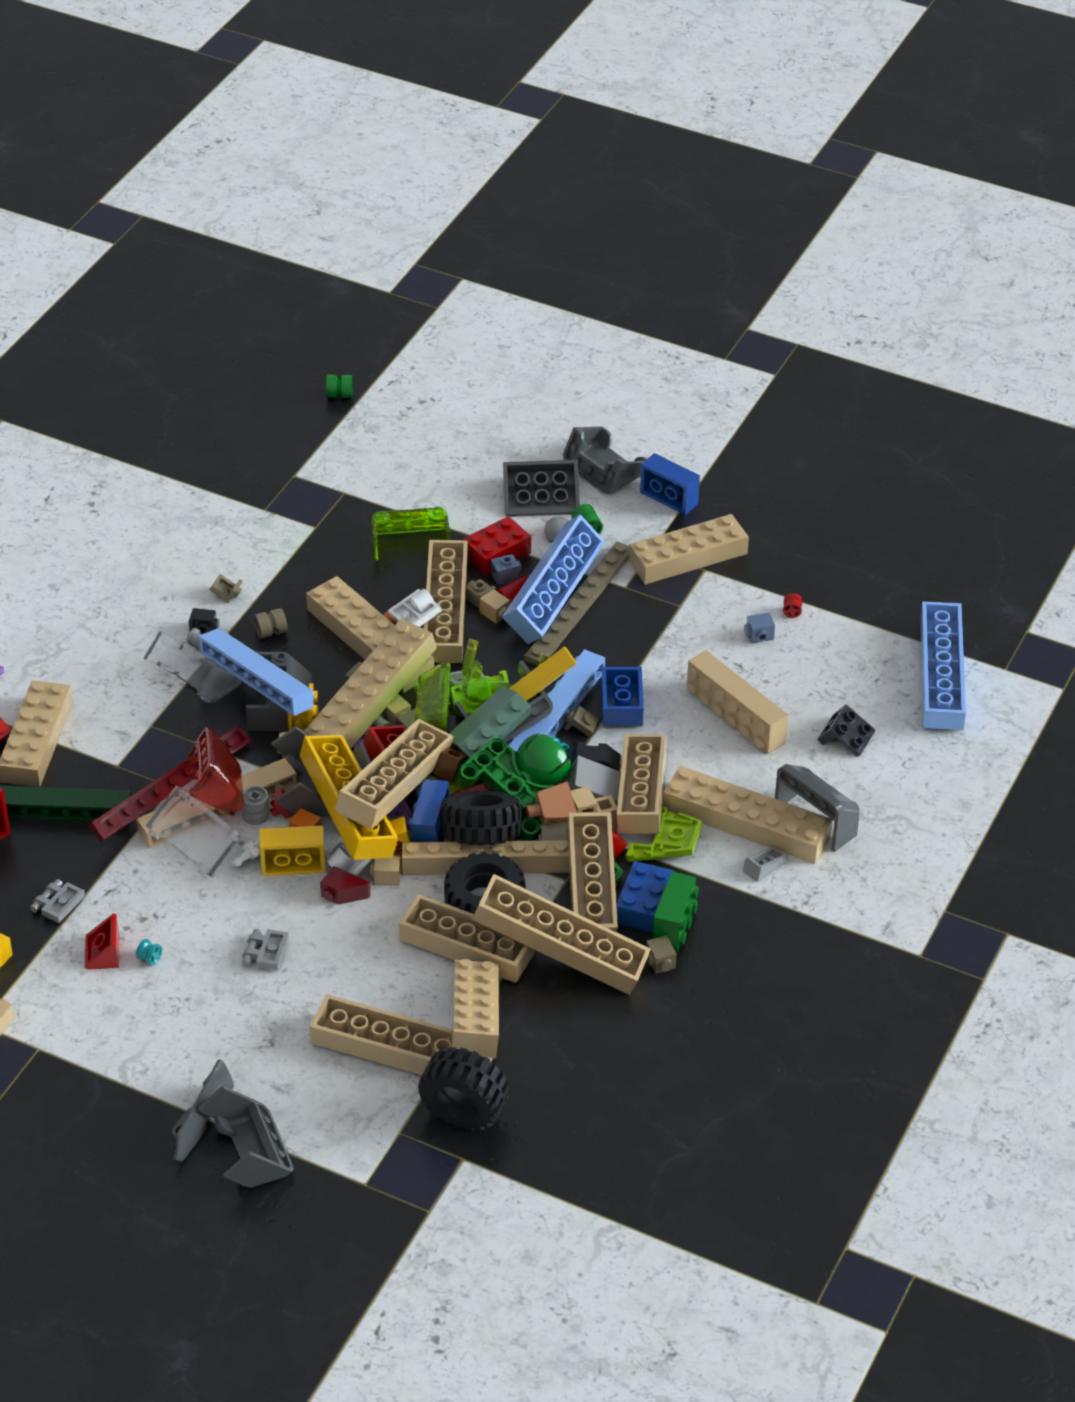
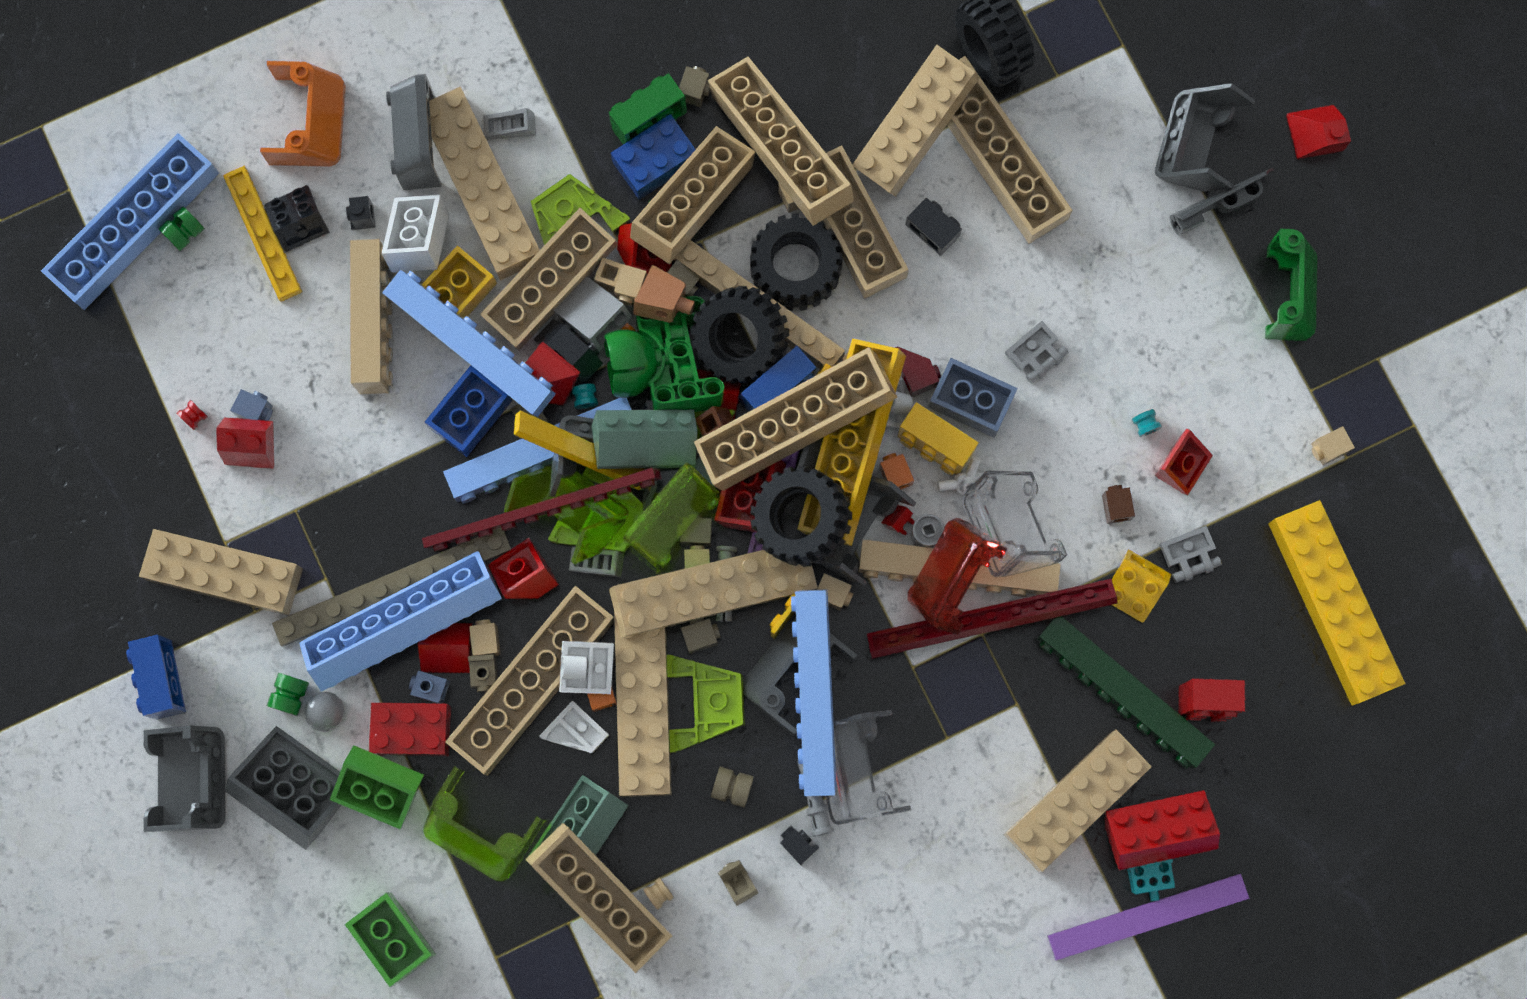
camera: 140 degrees left, 35 degrees up
(83, 864) = (1138, 585): none -> yellow bracket
(105, 1102) = (1298, 316): none -> green windscreen
(132, 895) = (1118, 504): none -> reddish brown brick
(157, 1214) = (1318, 131): none -> red slope
(271, 559) = (658, 893): none -> tan wheel
(288, 890) = (972, 397): none -> sand blue brick
(304, 523) = (599, 897): none -> tan brick
(320, 656) = (716, 702): none -> lime wing
(343, 726) = (779, 494): none -> black tyre
(348, 555) = (588, 813): none -> sand green slope
(386, 599) = (575, 730): none -> white wing
(406, 974) = (934, 226): none -> black brick
(412, 459) = (390, 939): none -> bright green brick
(488, 505) = (376, 787): none -> bright green brick
(503, 645) = (523, 572): none -> red slope
(508, 670) = (551, 507): none -> dark red plate
(591, 733) = (555, 370): none -> red slope
(654, 709) = (469, 343): none -> light blue brick
(700, 744) = (461, 281): none -> yellow brick
(742, 602) = (246, 442): none -> red slope
(753, 752) = (415, 233): none -> white brick
(807, 749) = (360, 213): none -> black brick
(880, 722) = (262, 233): none -> yellow tile
(895, 790) = (322, 137): none -> orange windscreen
(908, 681) = (181, 228): none -> green wheel

